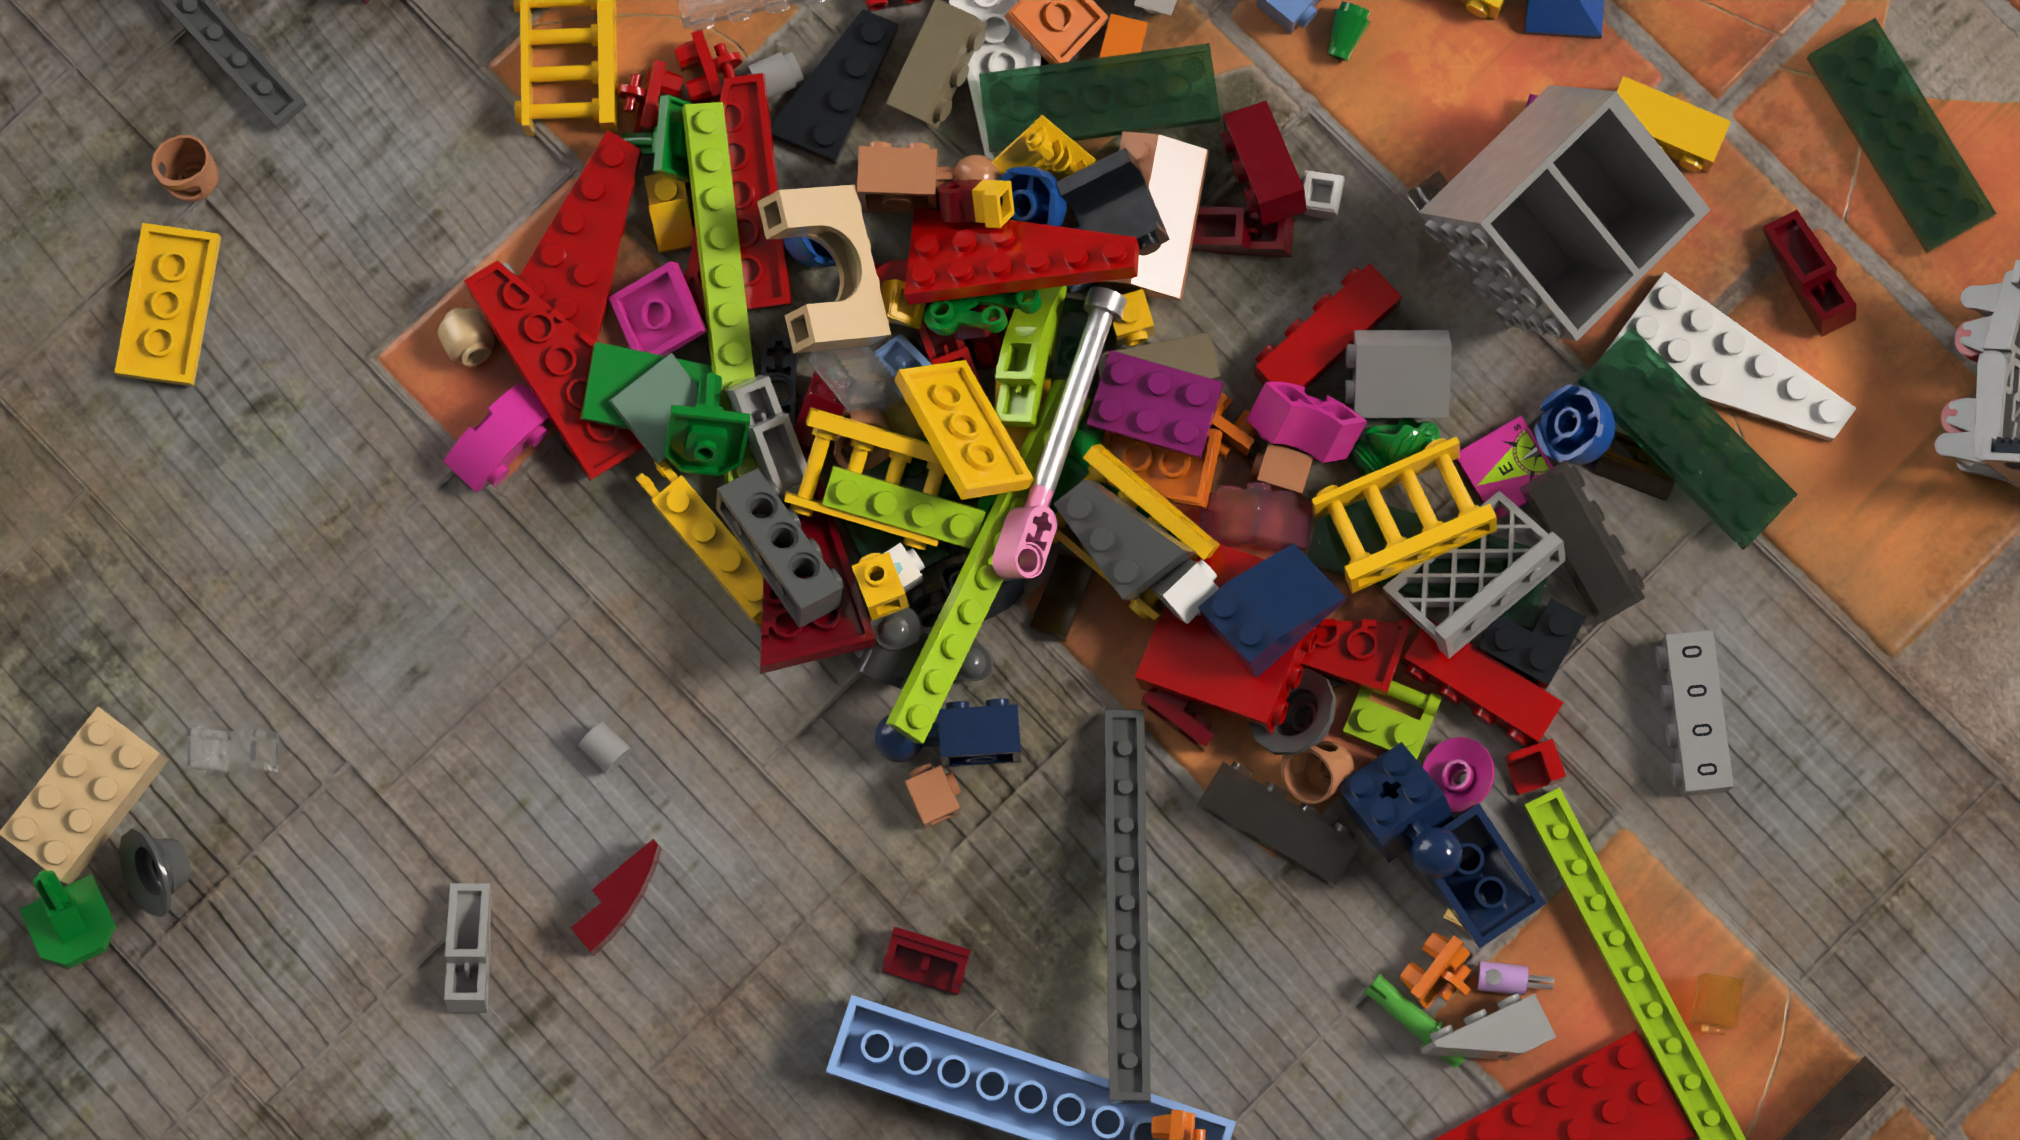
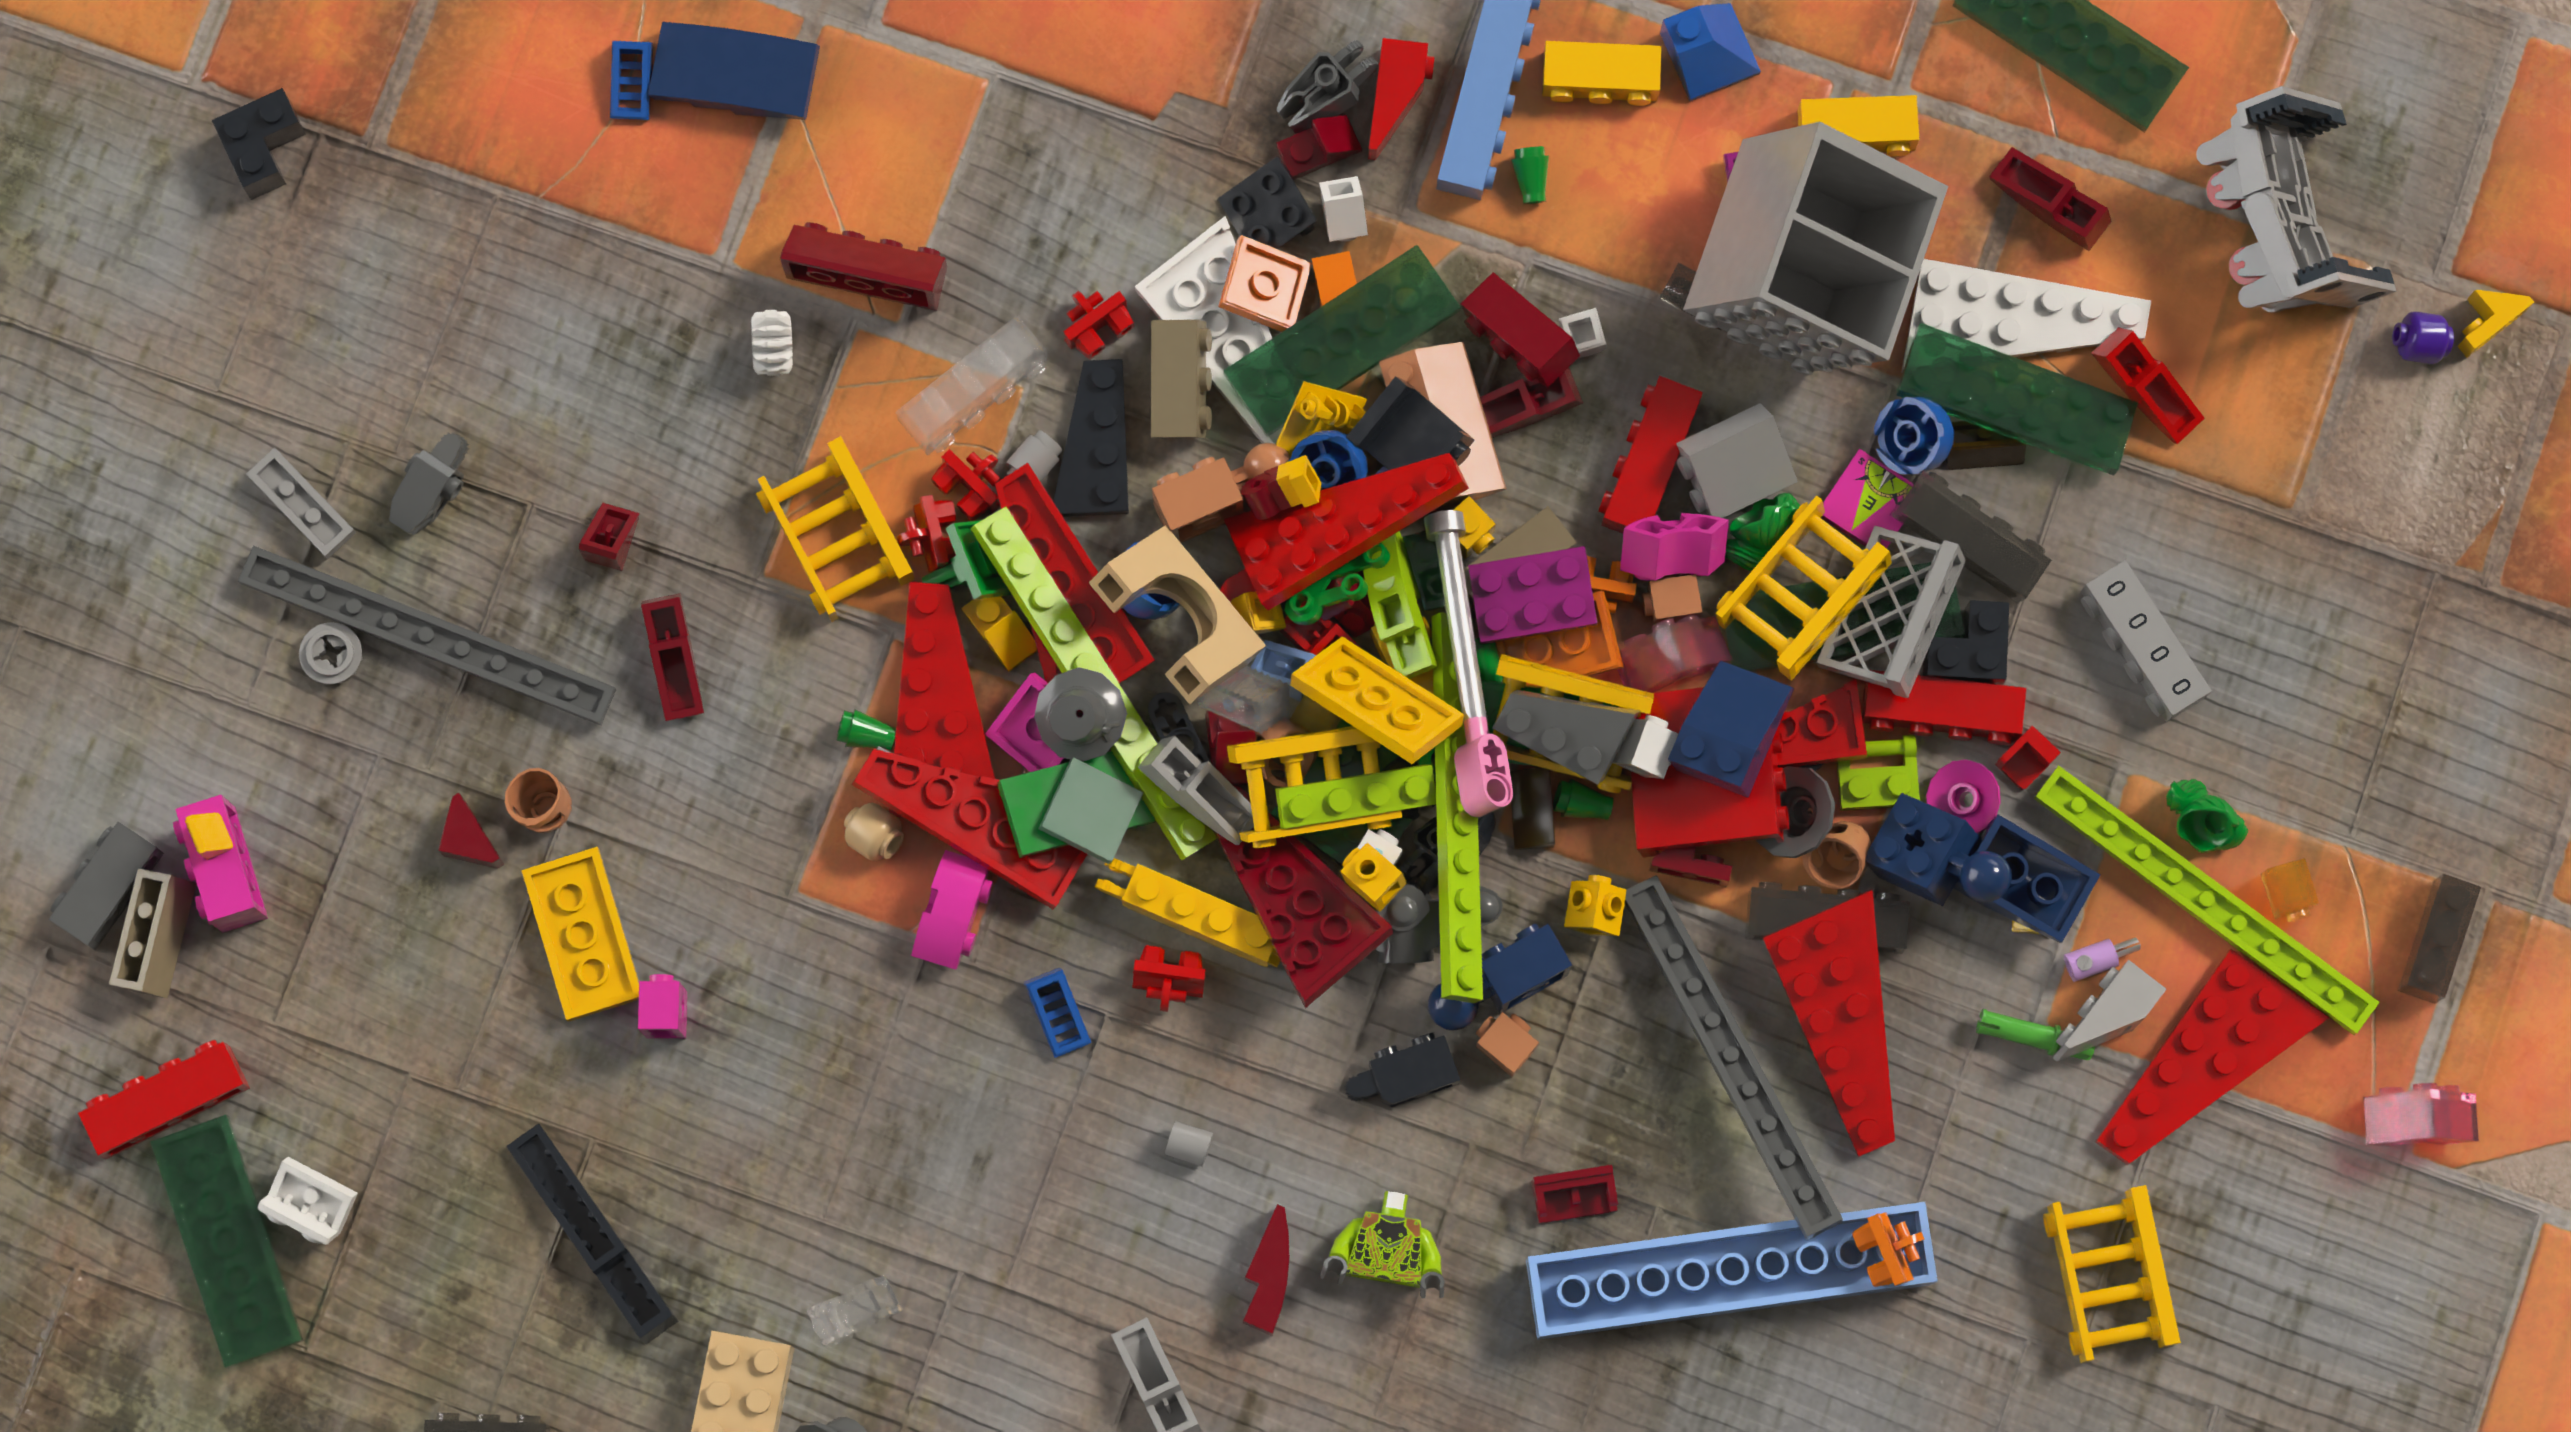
camera: 30 degrees left, 0 degrees up
(43, 574) = (592, 1234): none -> black slope
(110, 169) = (465, 838): none -> dark red slope
(200, 401) = (662, 1008): none -> dark pink brick
(369, 98) = (672, 656): none -> dark red slope
(503, 244) = (864, 731): none -> green cone
(535, 558) = (1042, 981): none -> blue slope
(660, 595) = (1167, 980): none -> red hips
(705, 436) = (1144, 817): green piece -> none
(715, 319) = (1085, 735): none -> dark grey hat
(732, 927) = (1387, 1249): none -> torso
(801, 597) = (1308, 921): dark grey brick -> none
(829, 778) = (1406, 1073): none -> black hinge
(1073, 711) = (1595, 906): none -> yellow brick
(1110, 612) = (1580, 801): none -> green cone
(1250, 897) = (1836, 993): none -> red wing
(1443, 975) = (2035, 964): orange hips -> none
(1669, 900) = (2204, 818): none -> green hair
(1815, 482) = (2148, 384): none -> red slope

